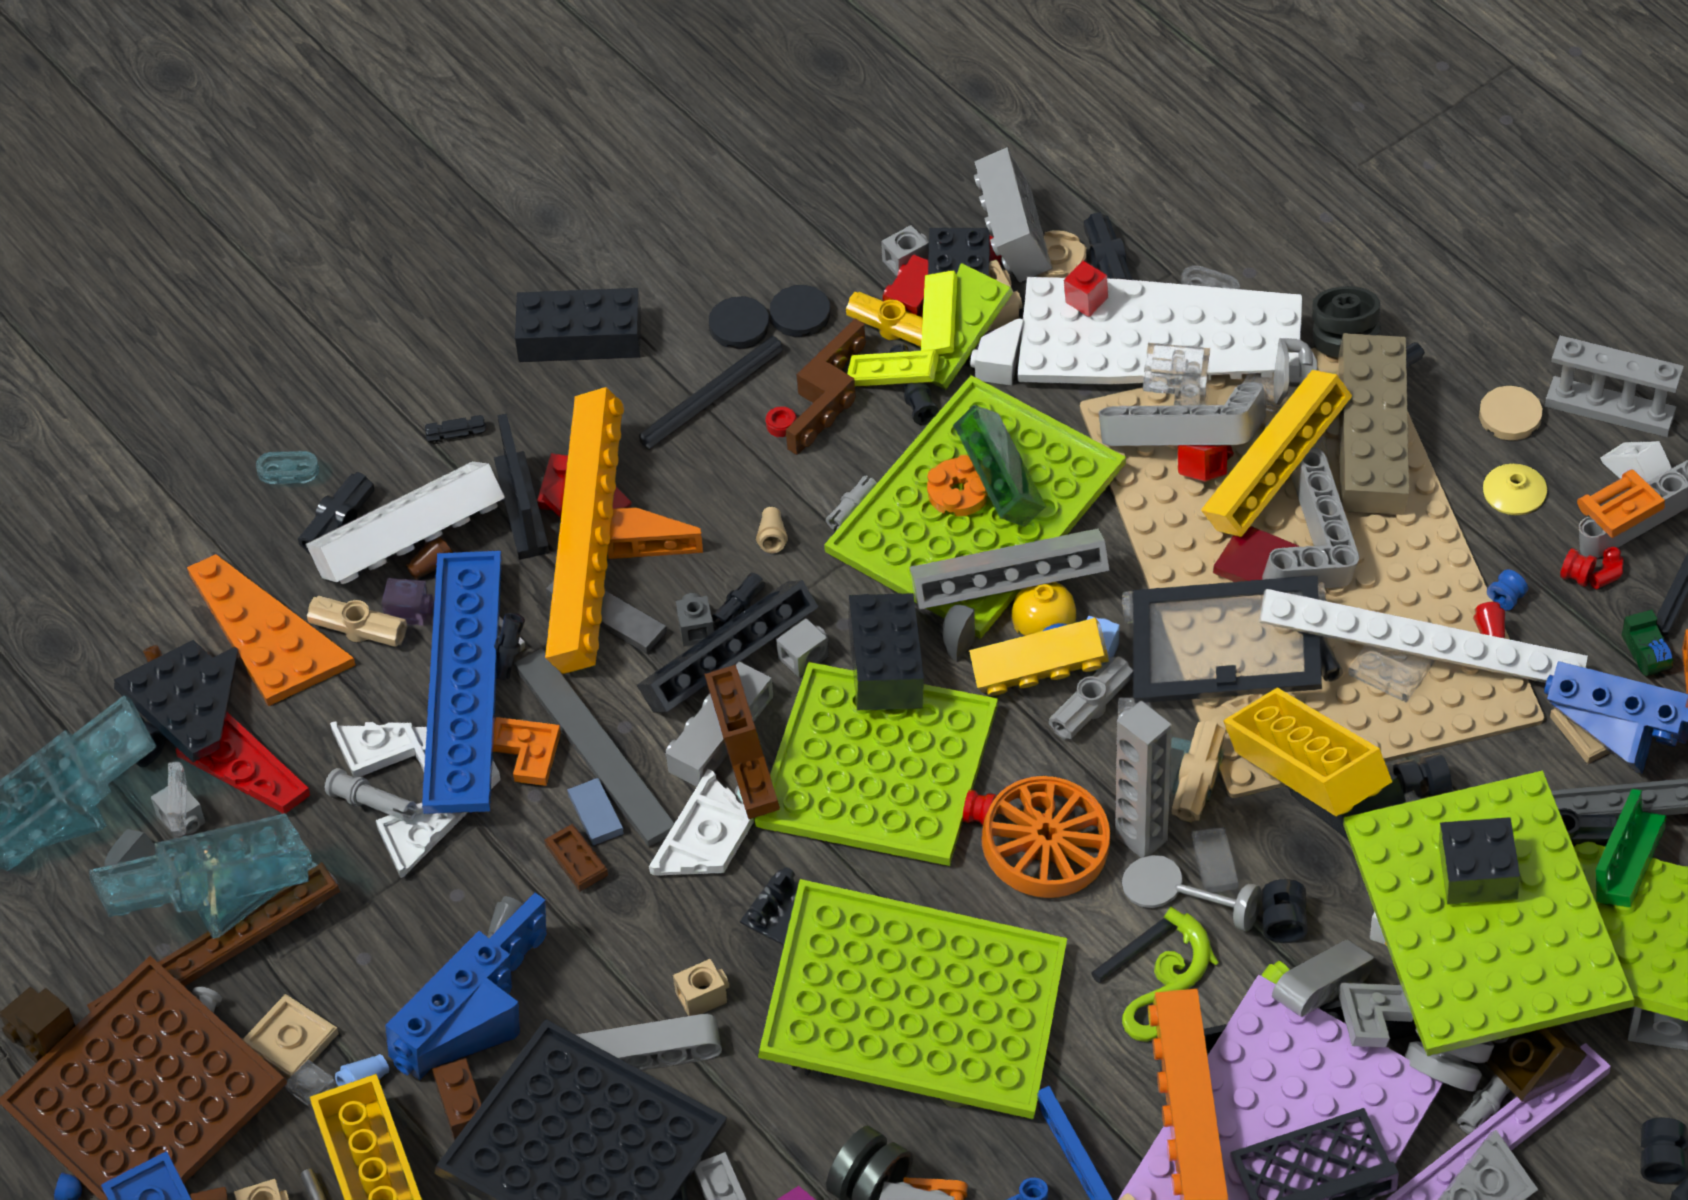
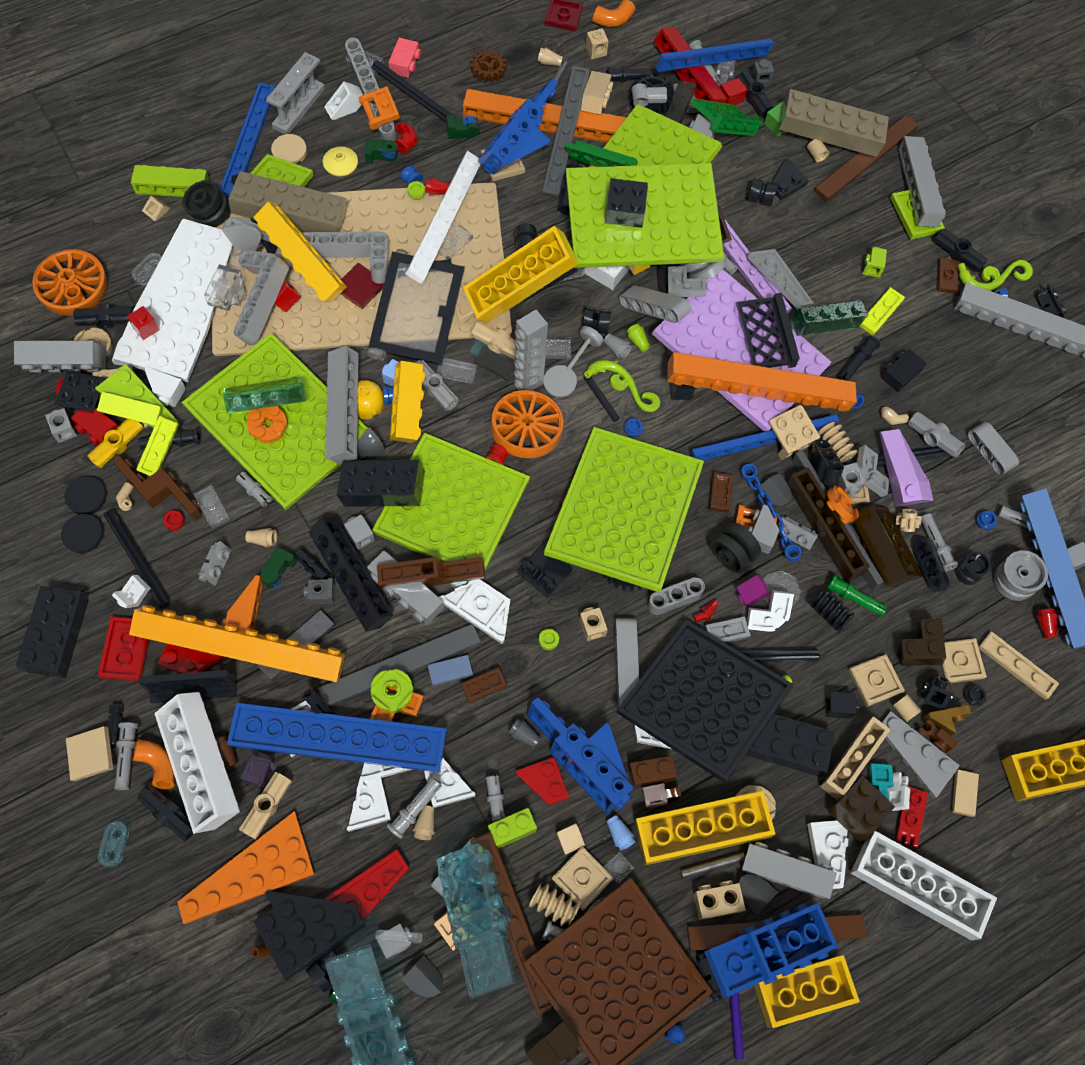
camera: 90 degrees left, 15 degrees up
(243, 995) = (554, 905): none -> tan piece
(347, 1010) = (570, 839): none -> tan slope
(351, 818) = (425, 824): none -> tan cone
(352, 926) = (512, 828): none -> lime brick
(398, 901) = (495, 798): none -> light grey pin
(409, 409) = (89, 753): none -> tan tile
(416, 473) = (158, 759): none -> orange cylinder
(425, 1119) = (656, 794): none -> plate
(426, 447) = (126, 745): none -> light grey pin
(427, 959) = (545, 780): none -> red wing
(545, 747) = (391, 678): none -> lime plate
(550, 414) = (123, 653): none -> red tile
(650, 398) = (132, 593): none -> white bracket
(668, 936) = (548, 639): none -> lime tile
(718, 484) = (217, 559): none -> light grey hinge
(725, 557) = (276, 567): none -> dark green leg
(755, 1158) = (706, 612): none -> red bar
(772, 1117) = (682, 589): none -> light grey beam
(801, 355) = (123, 497): none -> tan arm
(810, 458) = (211, 507): none -> clear plate
(985, 1153) = (721, 492): none -> reddish brown plate
(1084, 1003) = (633, 427): none -> blue plate
(1158, 198) = (70, 281): none -> orange piece
(1243, 956) = (619, 346): none -> light grey cone
(1333, 269) = (155, 208): none -> tan slope
(1386, 271) = (165, 180): none -> lime brick
(1445, 409) = (283, 171): none -> lime plate
(1475, 596) = (416, 190): none -> lime tile
(1498, 353) = (248, 136): none -> blue tile
(1550, 532) = (380, 150): none -> dark green leg

